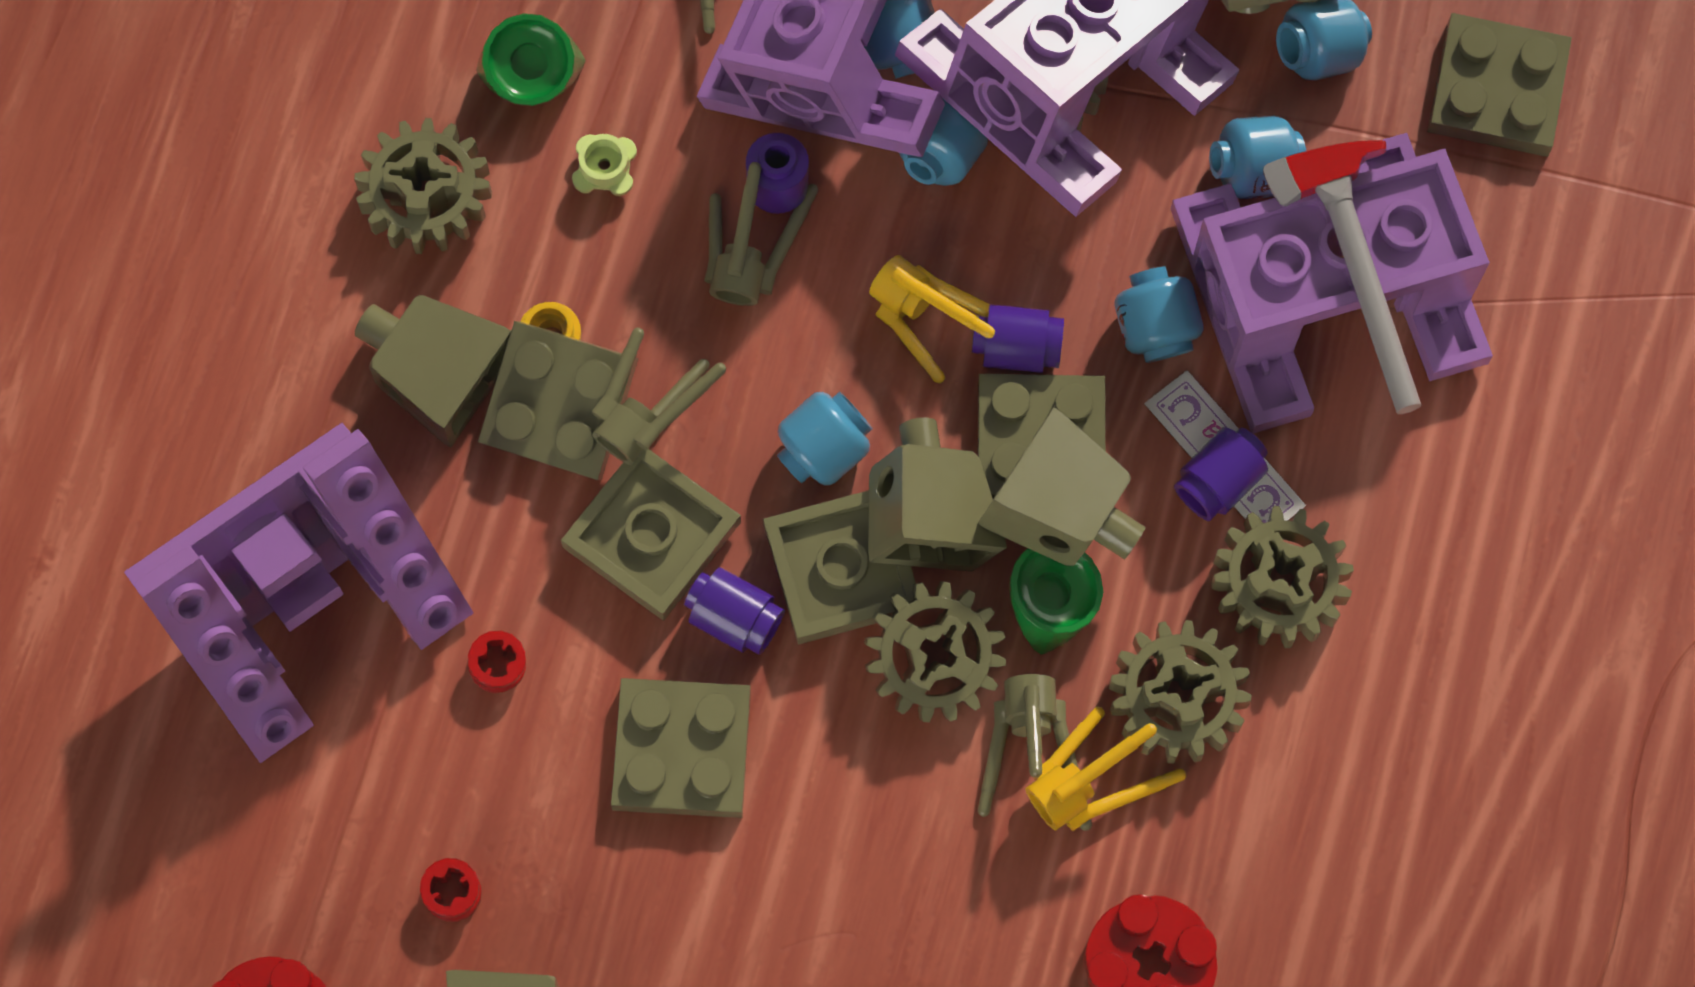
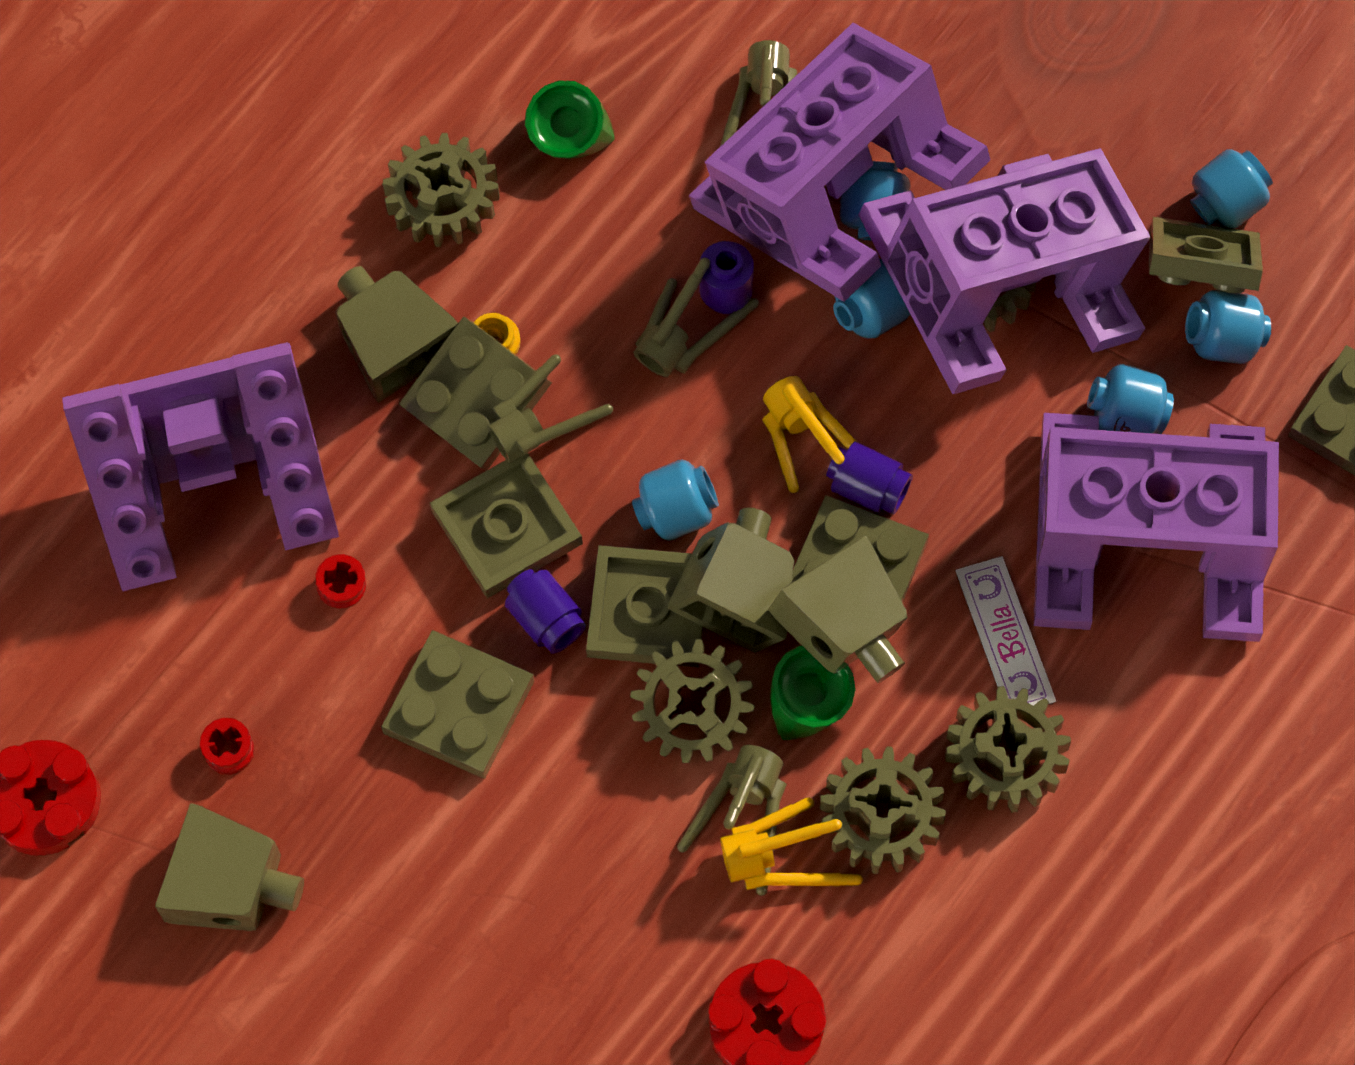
camera: 25 degrees right, 5 degrees down
(599, 148) = (597, 210): yellowish green plate -> none
(1158, 315) = (993, 501): dark azure head -> none
(1222, 472) = (992, 646): dark purple brick -> none
(1330, 175) = (1168, 427): light grey piece -> none

